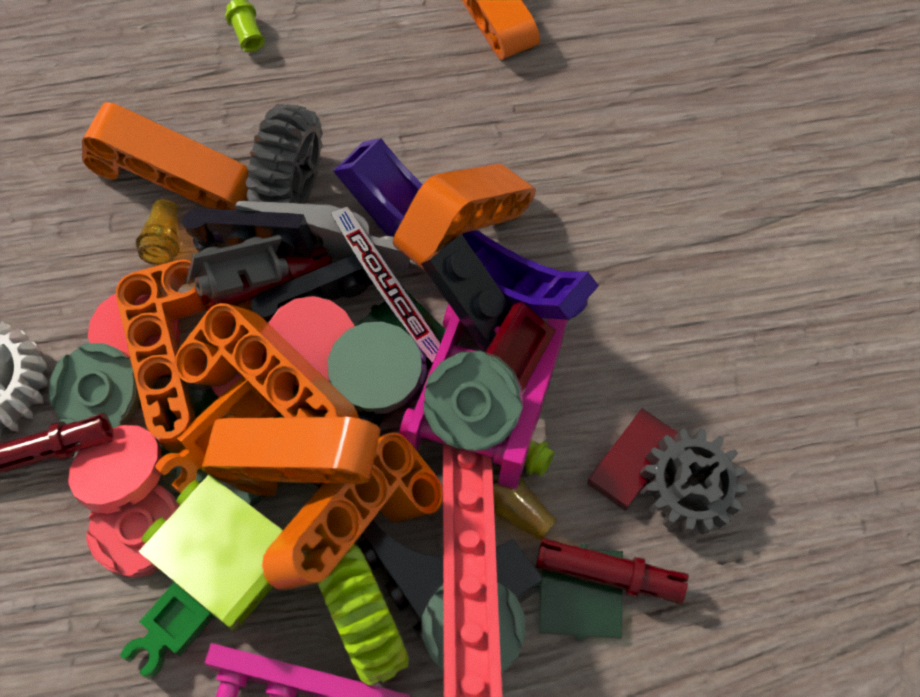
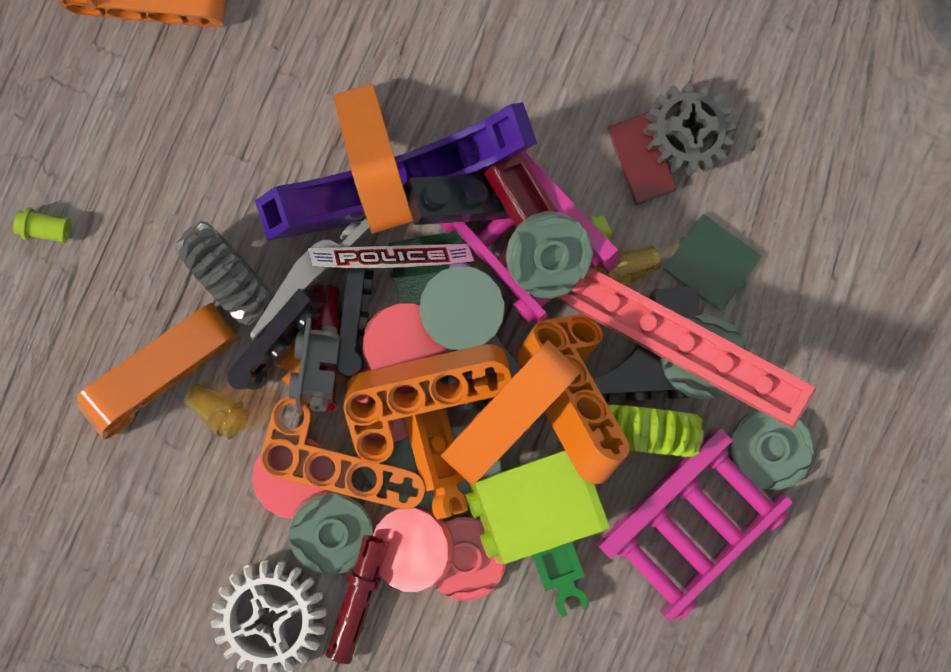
camera: 55 degrees left, 20 degrees up
(613, 571) = (729, 219): dark red pin -> none

